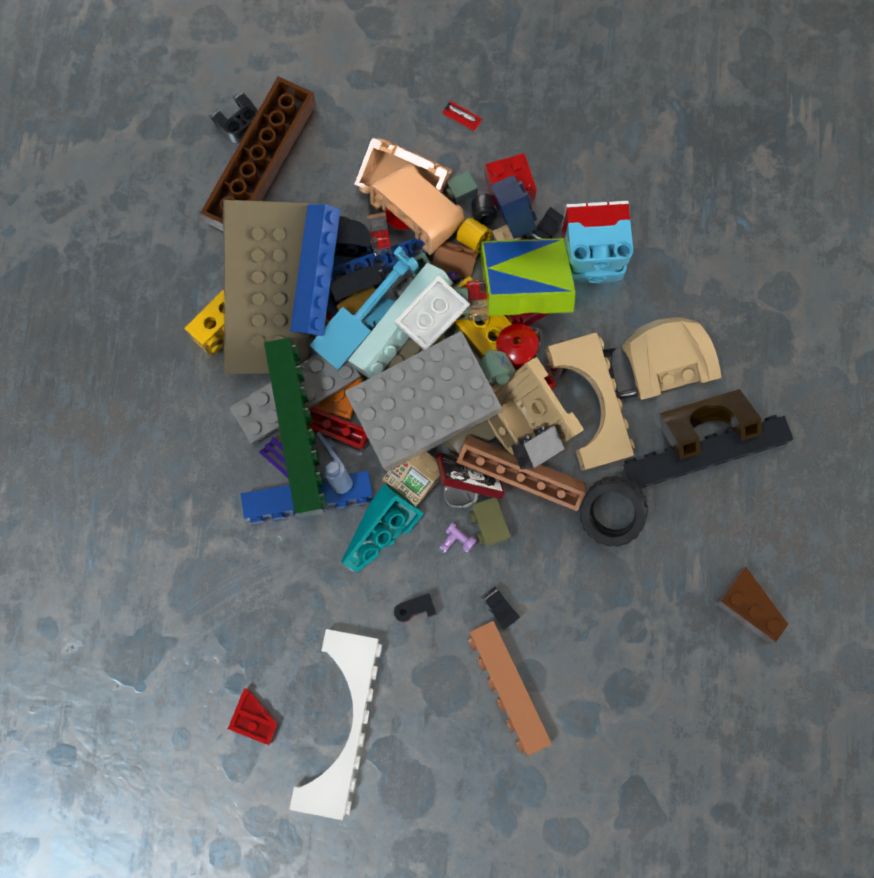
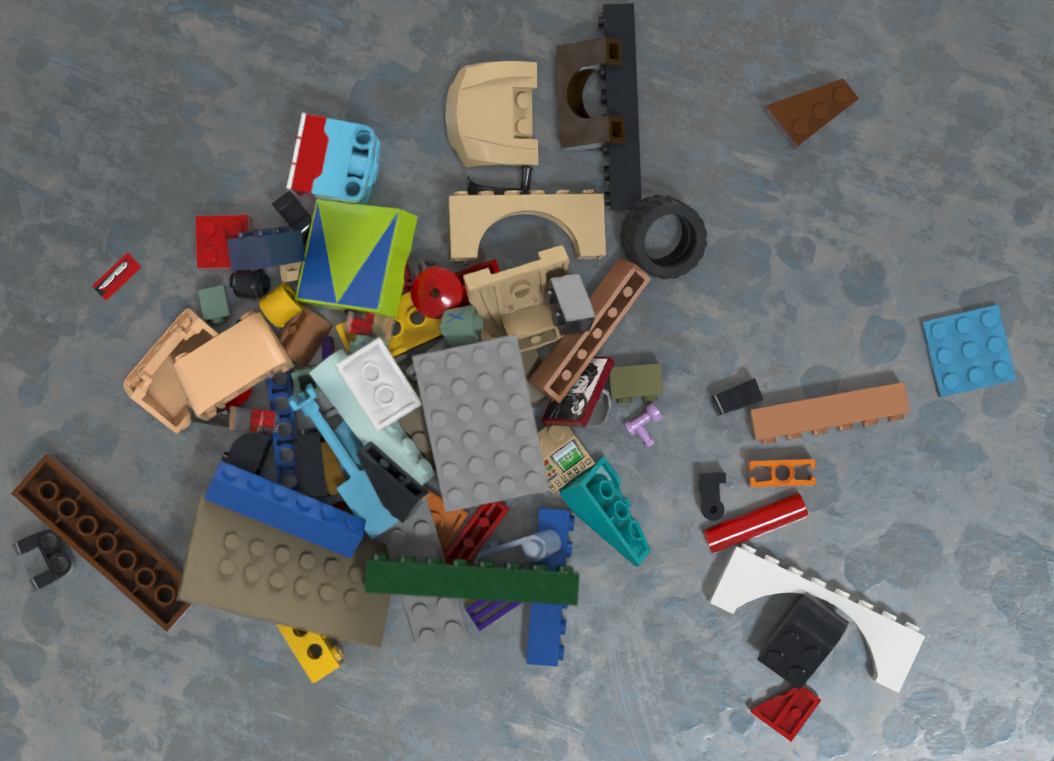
camera: 70 degrees left, 10 degrees up
(313, 715) = (803, 640): none -> black brick
(357, 344) = (392, 484): none -> black slope
(401, 651) = (755, 523): none -> red brick
(457, 666) = (789, 481): none -> orange piece
(593, 795) = (968, 351): none -> dark azure plate

